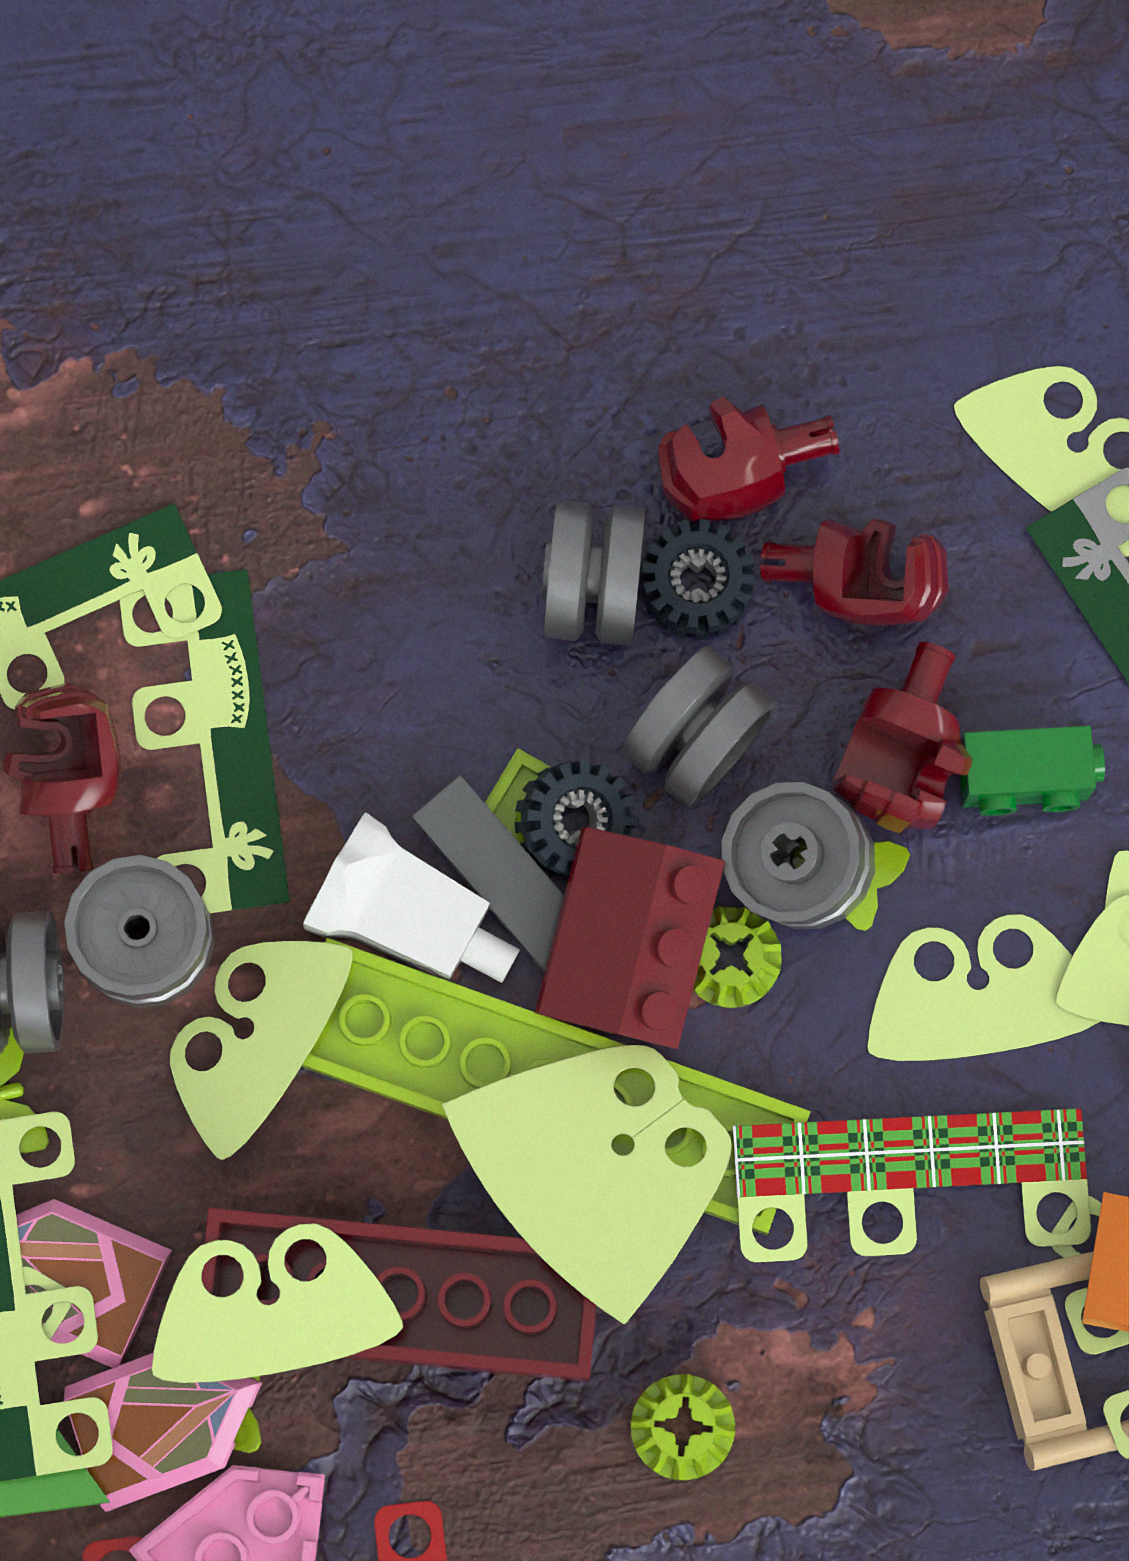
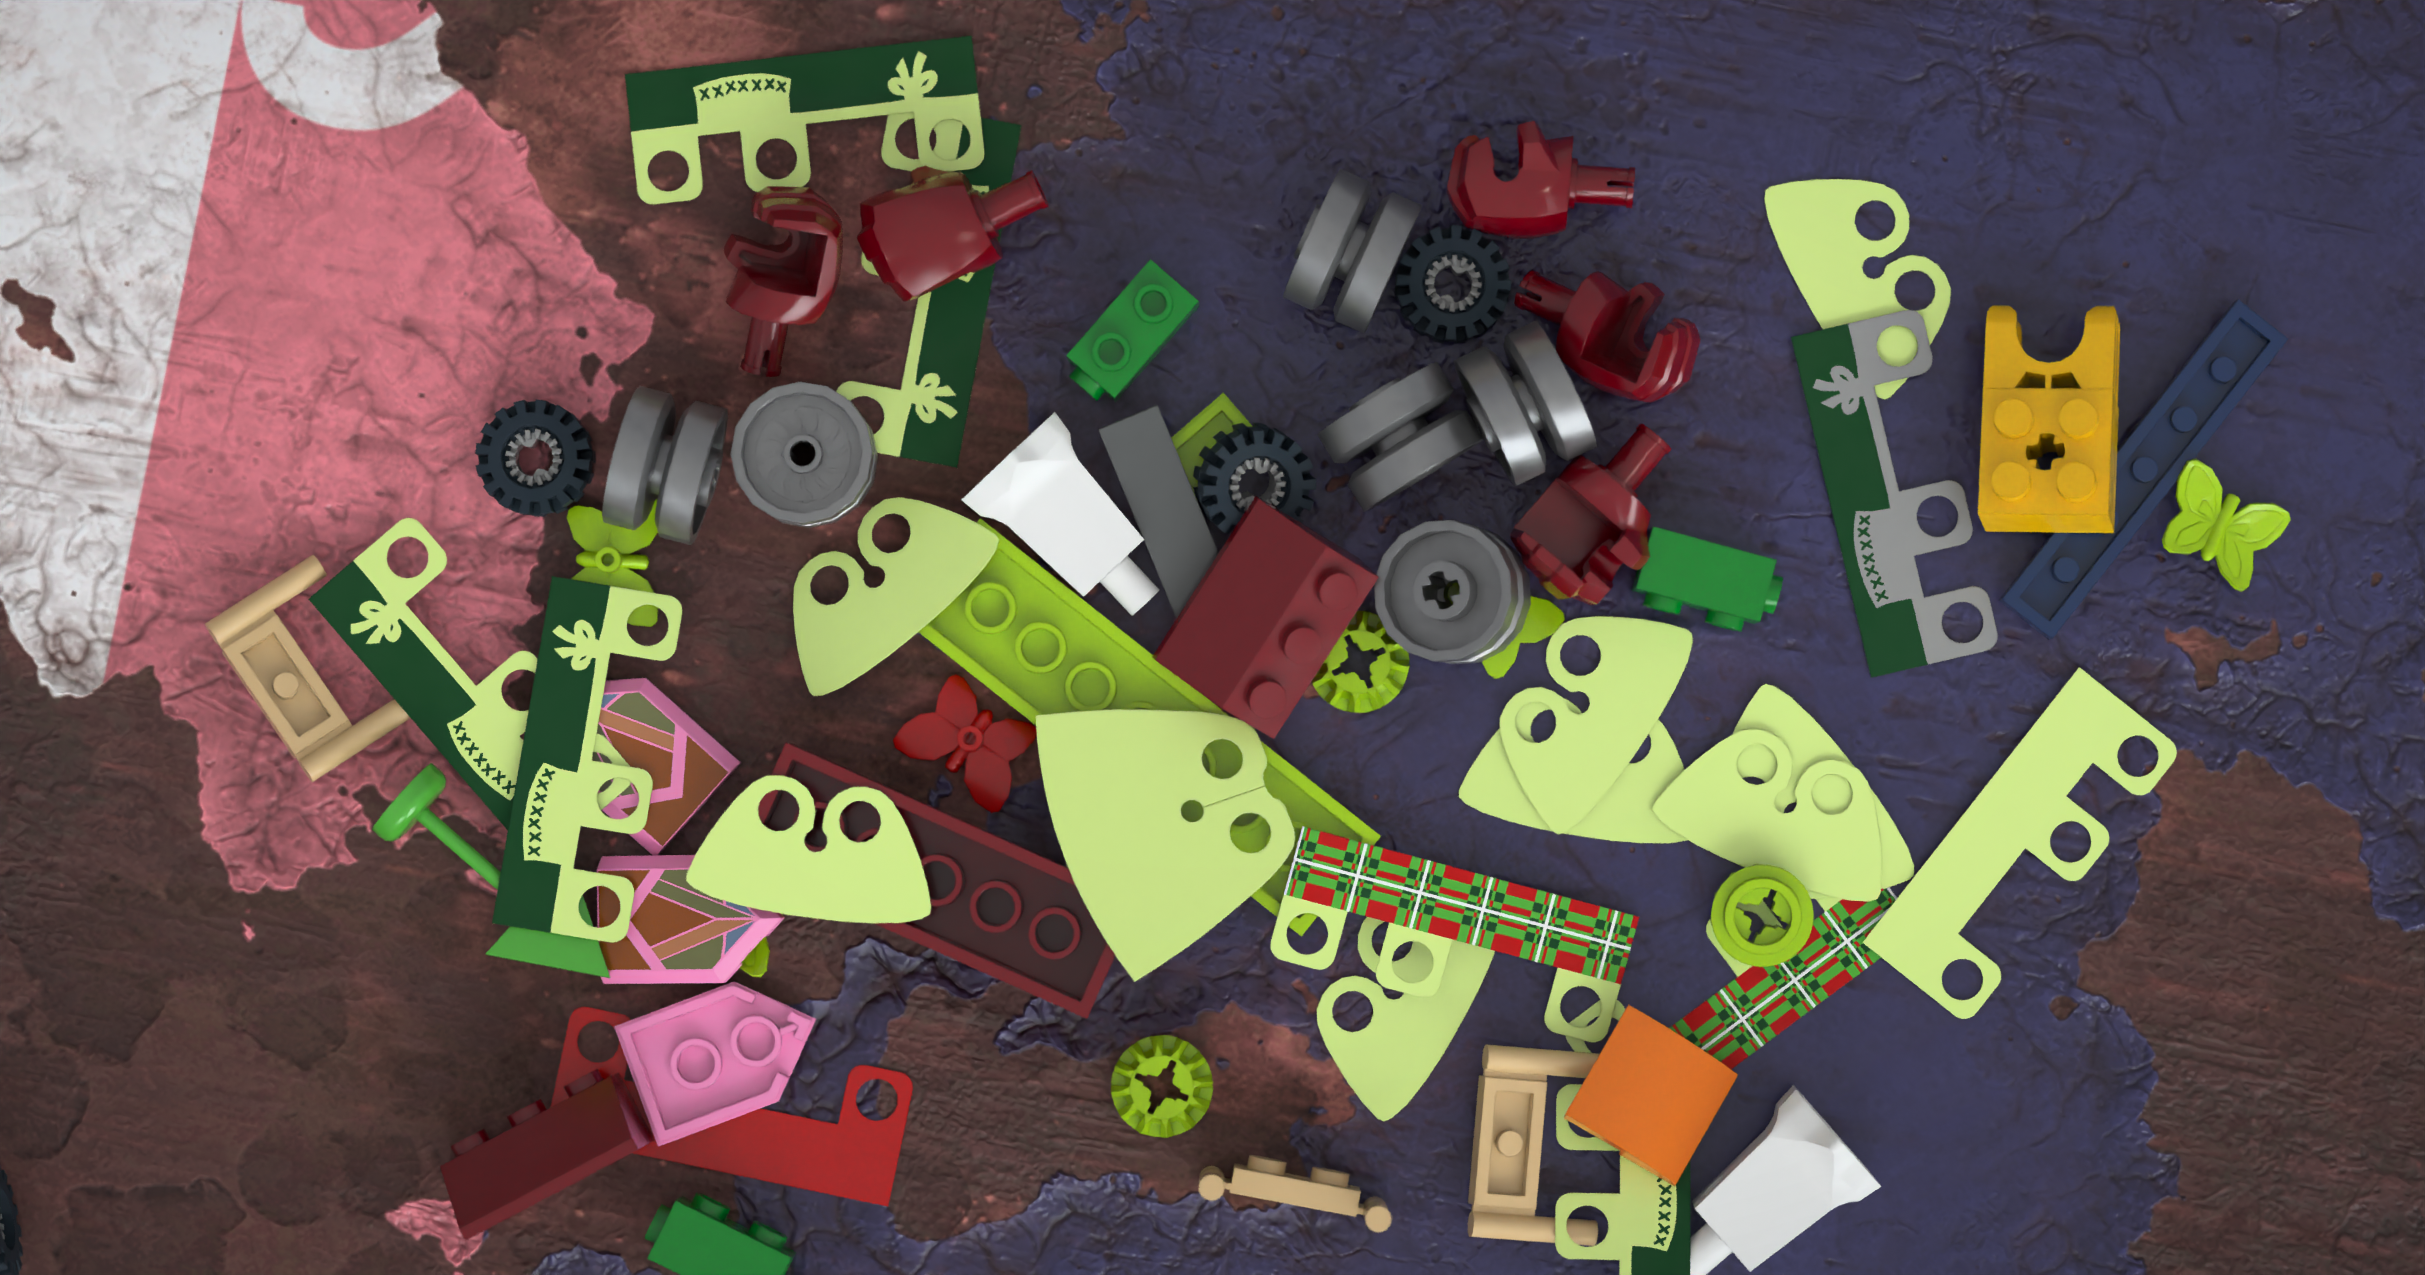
camera: 20 degrees right, 10 degrees up
(201, 679) = (940, 228): none -> dark red piece
(386, 1150) = (972, 738): none -> red piece
(412, 719) = (1130, 333): none -> green brick
(806, 657) = (1516, 407): none -> flat silver wheel
(875, 1474) = (1323, 1191): none -> tan plate
(901, 1297) = (1406, 1034): none -> yellowish green piece
(979, 966) = (1626, 697): none -> yellowish green piece

